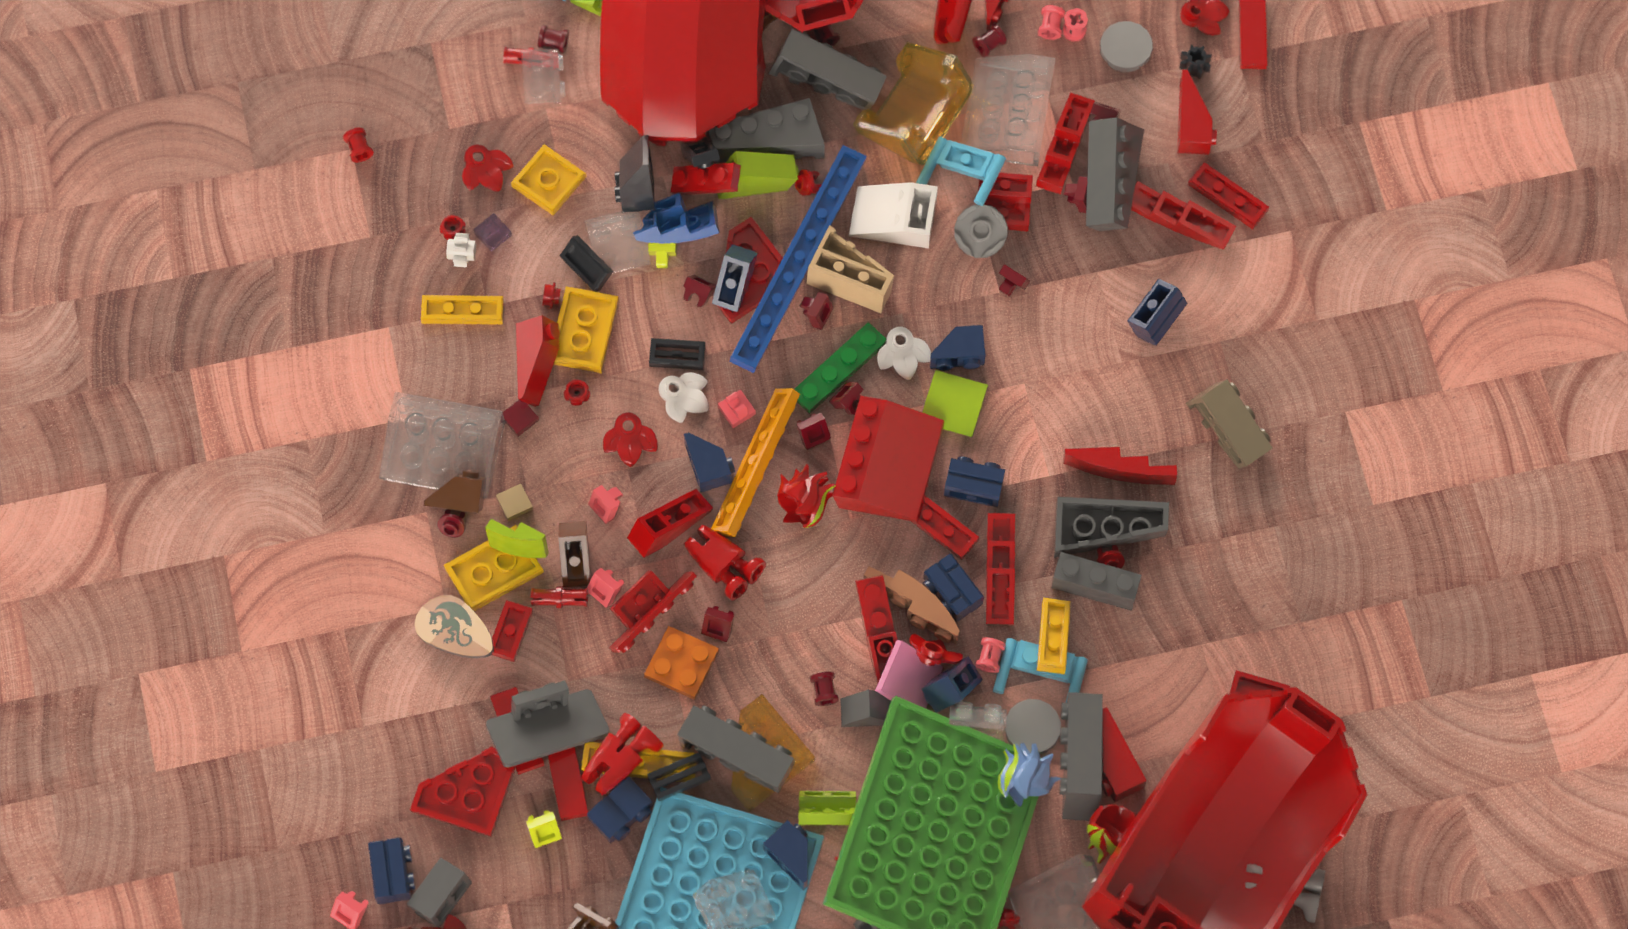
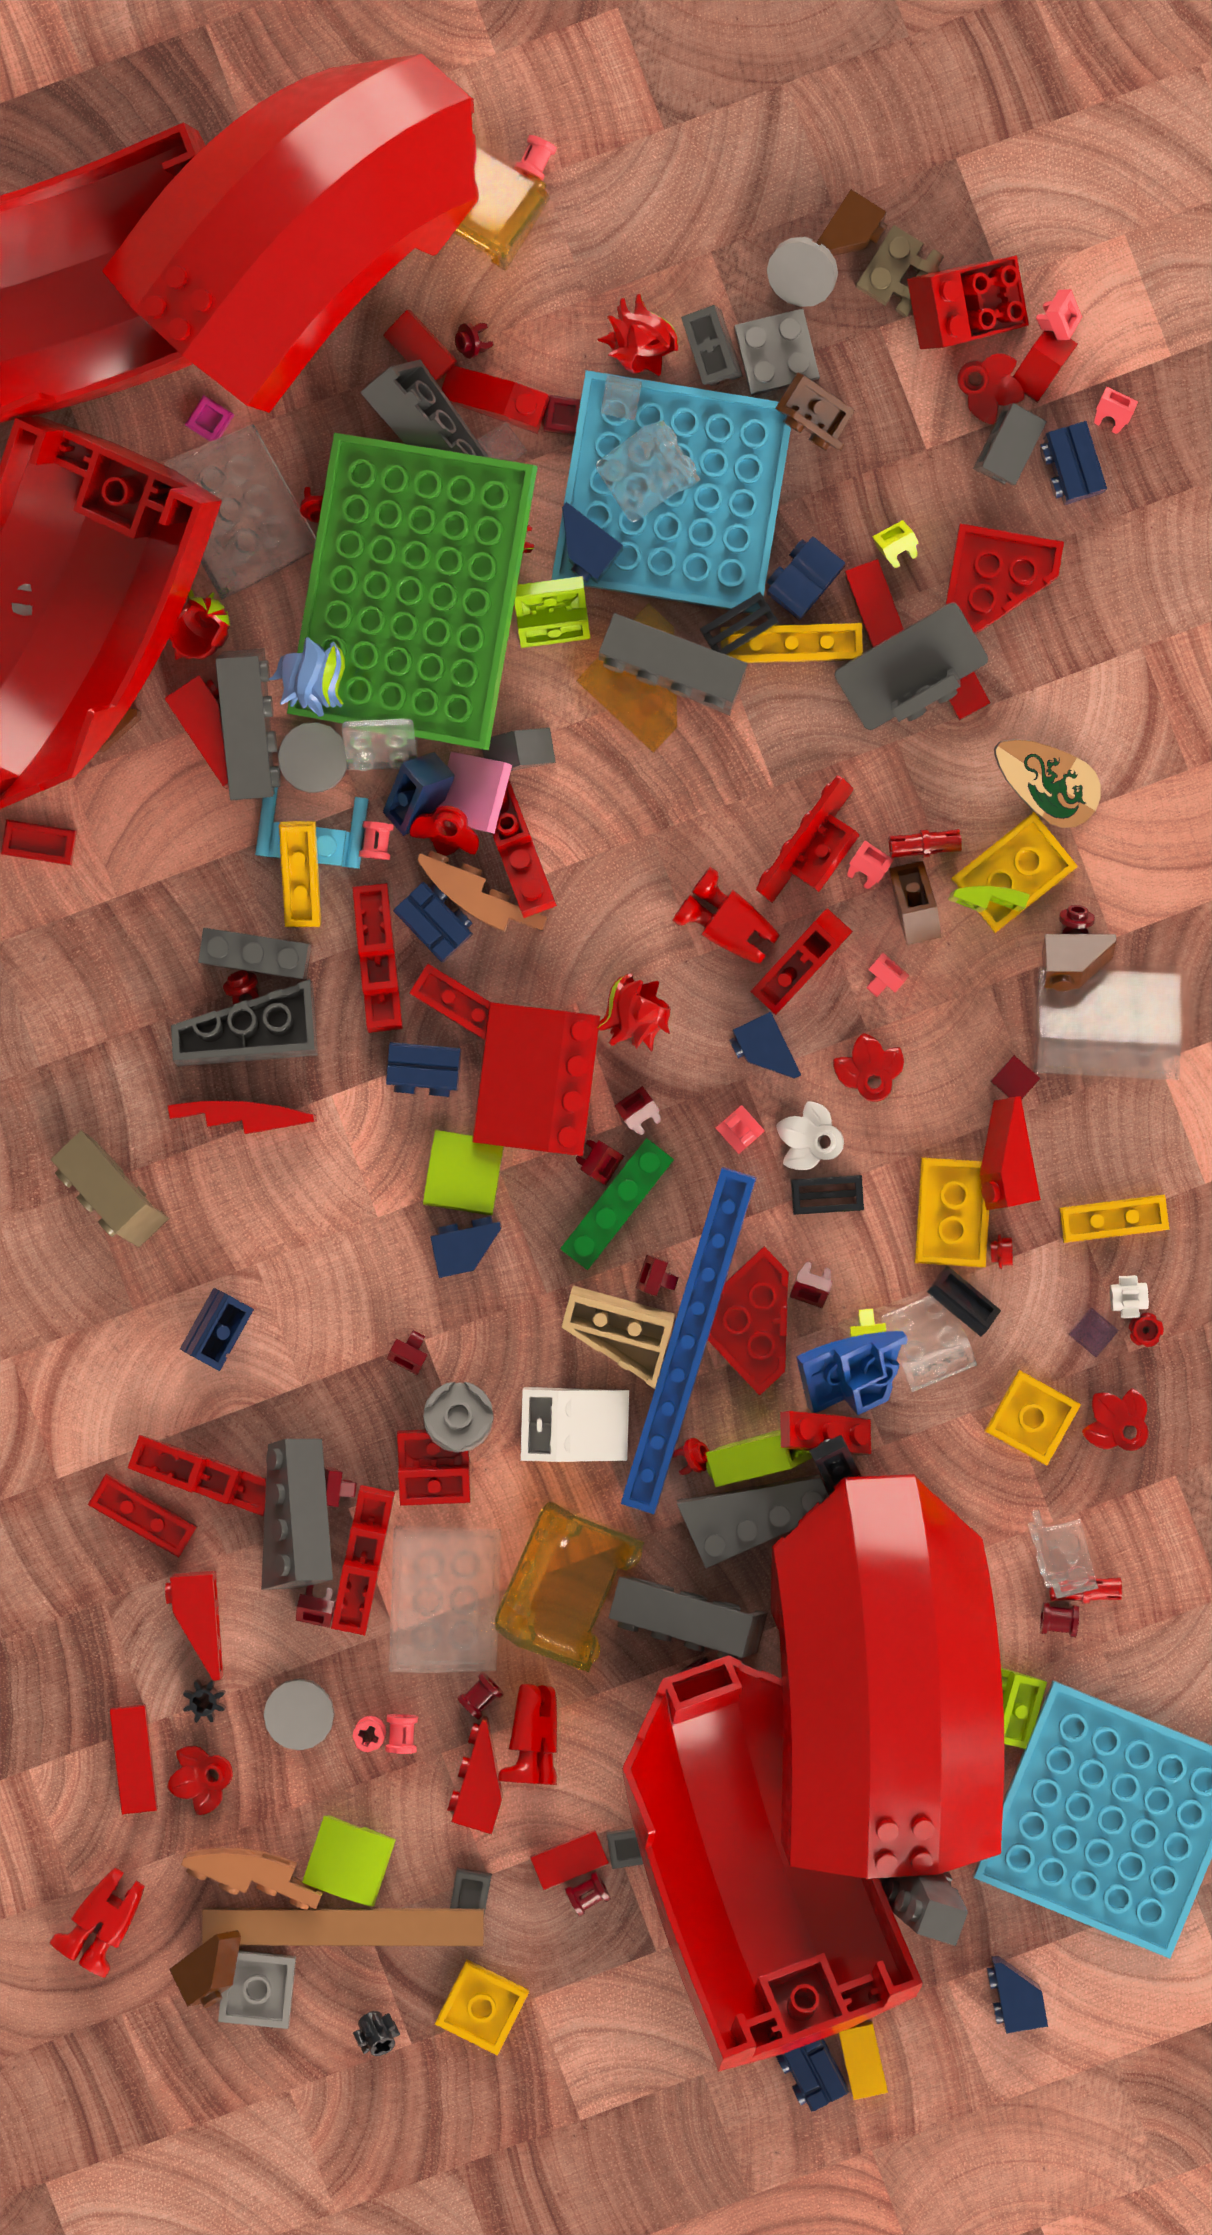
camera: 175 degrees right, 20 degrees up
(511, 630) = (978, 791): red plate -> none
(514, 502) = (1002, 963): tan tile -> none
(572, 387) = (954, 1129): red plate -> none
(619, 759) = (819, 638): red piece -> none
(636, 178) = (916, 1420): black slope -> none
(681, 662) = (759, 781): orange plate -> none
(717, 623) = (721, 834): dark red tile -> none
(734, 277) = (767, 1299): slope -> none
(755, 462) = (705, 1056): light orange plate -> none
(824, 688) = (576, 769): dark red bush -> none
(903, 357) = (536, 1229): white plate -> none
(965, 161) = (489, 1510): medium azure plate -> none

